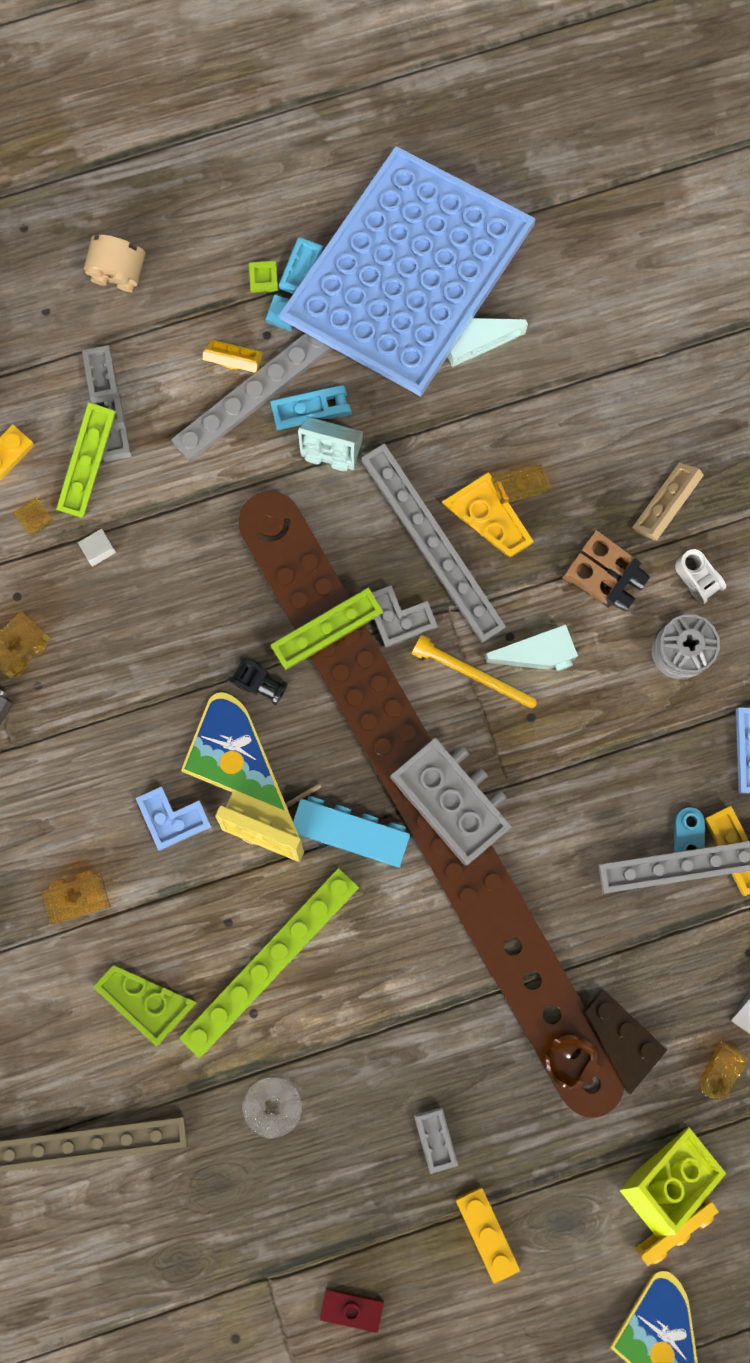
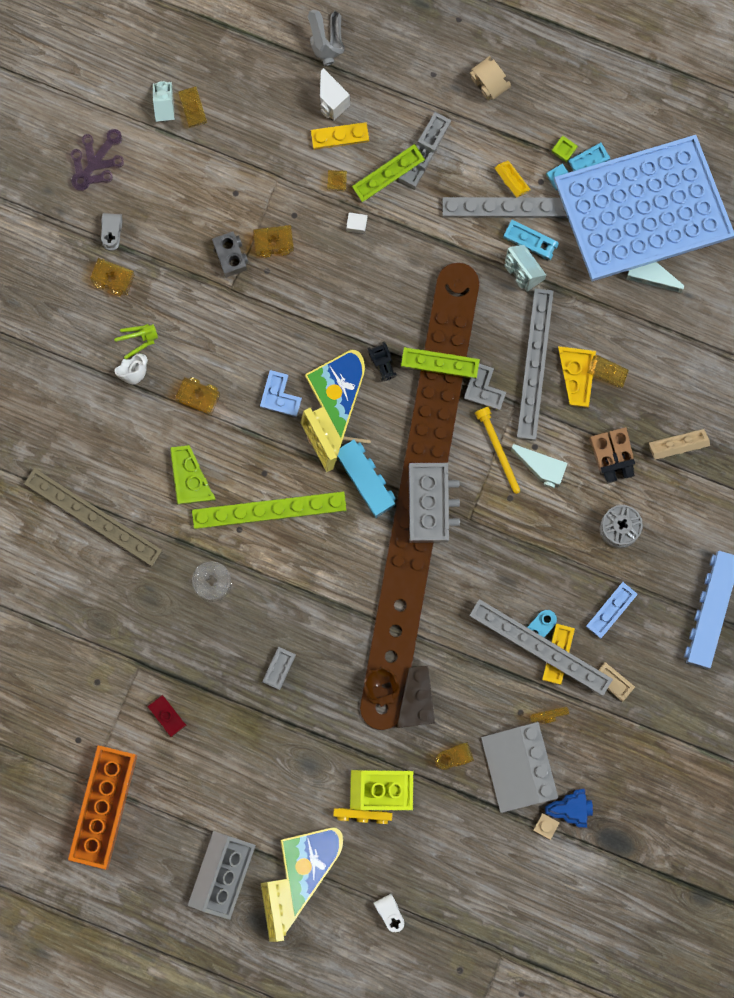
camera: 45 degrees right, 0 degrees up
(487, 1234) = (265, 737): yellow plate -> none
(700, 577) = (662, 498): white piece -> none

